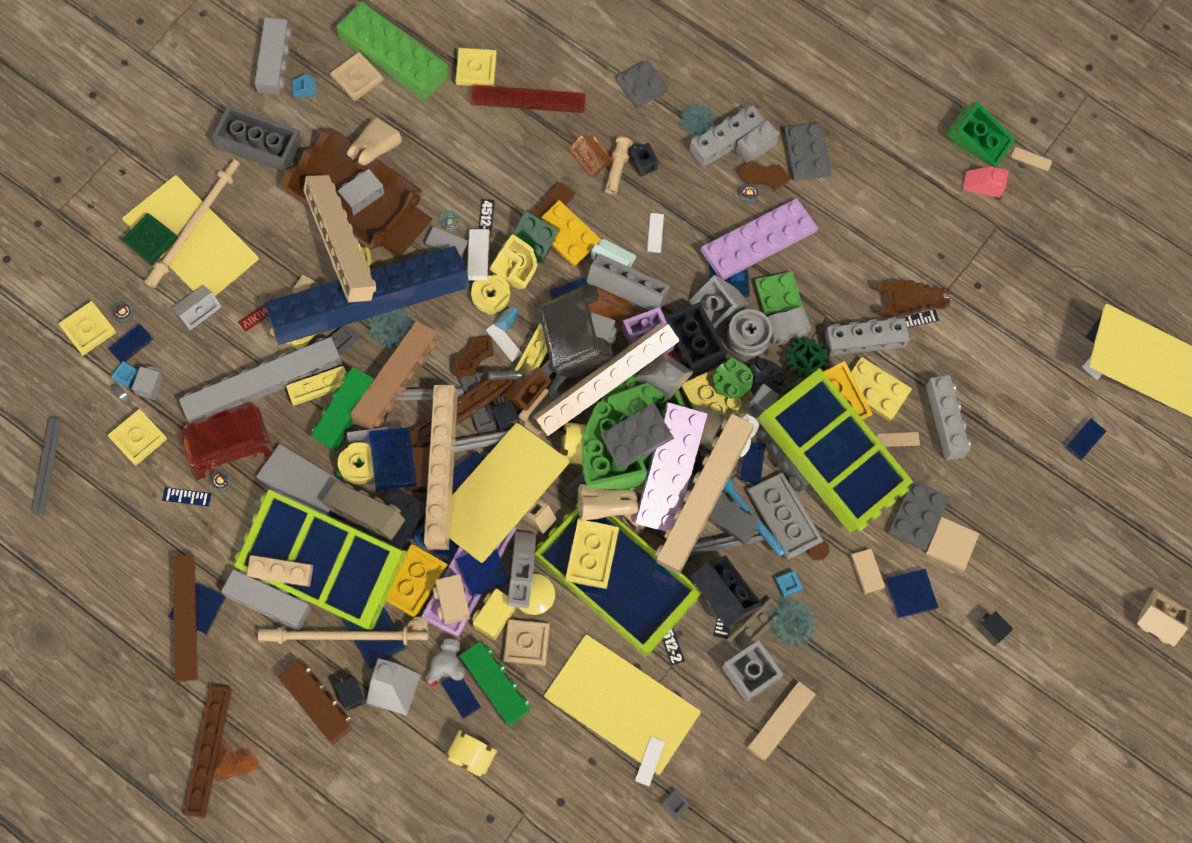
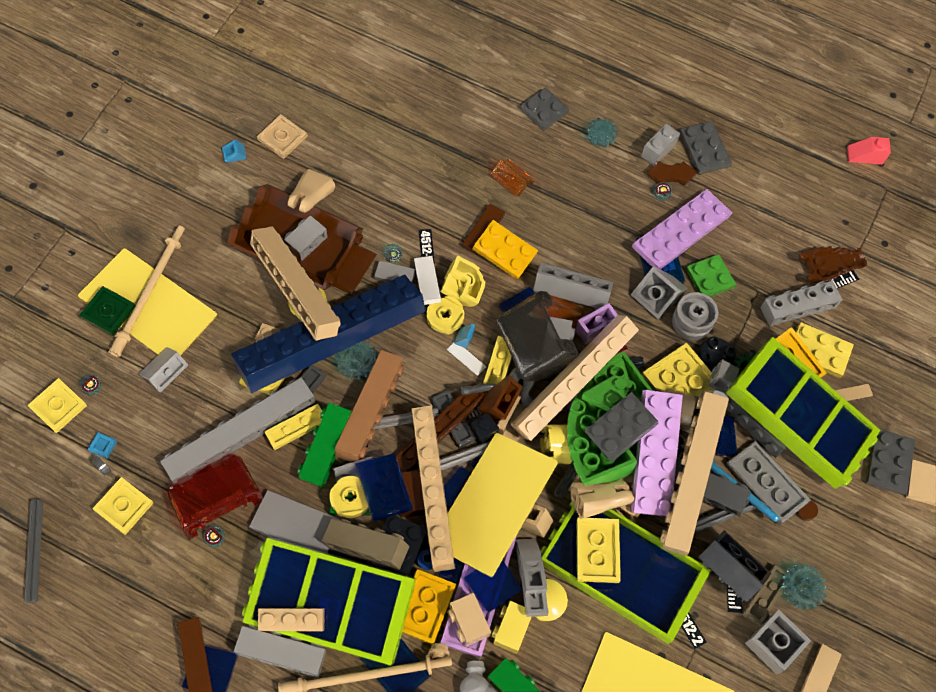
camera: 10 degrees left, 5 degrees down
(130, 343) = (103, 414): clear blue tile -> none
(147, 382) = (125, 449): light grey brick -> none
(186, 496) = (180, 558): clear blue sticker -> none
(253, 318) = (221, 371): clear red sticker -> none
(257, 138) = (198, 203): dark grey brick -> none
(272, 56) = (201, 128): light grey brick -> none
(392, 51) = (312, 109): bright green brick -> none
(467, 363) = (437, 382): reddish brown tile -> none
(476, 67) = (391, 113): light yellow plate -> none
(526, 642) = (549, 650): tan tile -> none
(528, 98) = (445, 134): clear red plate -> none
(537, 234) = (480, 252): dark green plate -> none
(613, 252) = (551, 259): light aqua panel -> none
(619, 157) = (539, 174): tan pin -> none
(644, 166) = (562, 179): black brick -> none
(655, 232) = (585, 237): white sticker -> none
(665, 374) = (628, 365): light grey slope -> none
(699, 341) = (655, 330): black brick -> none
(724, 137) = (630, 143): light grey brick -> none
(732, 379) = (690, 360): bright green dish -> none
(788, 583) = (787, 548): dark azure tile -> none
(789, 325) = (730, 302): light grey brick -> none
(813, 353) = (751, 331): dark green gear -> none
(868, 571) = (858, 523): tan tile -> none
(911, 593) = (904, 538): clear blue tile -> none
(947, 417) = (894, 366): light grey brick -> none
(980, 134) = (852, 111): green slope -> none
(1031, 158) = (900, 127): tan sticker -> none

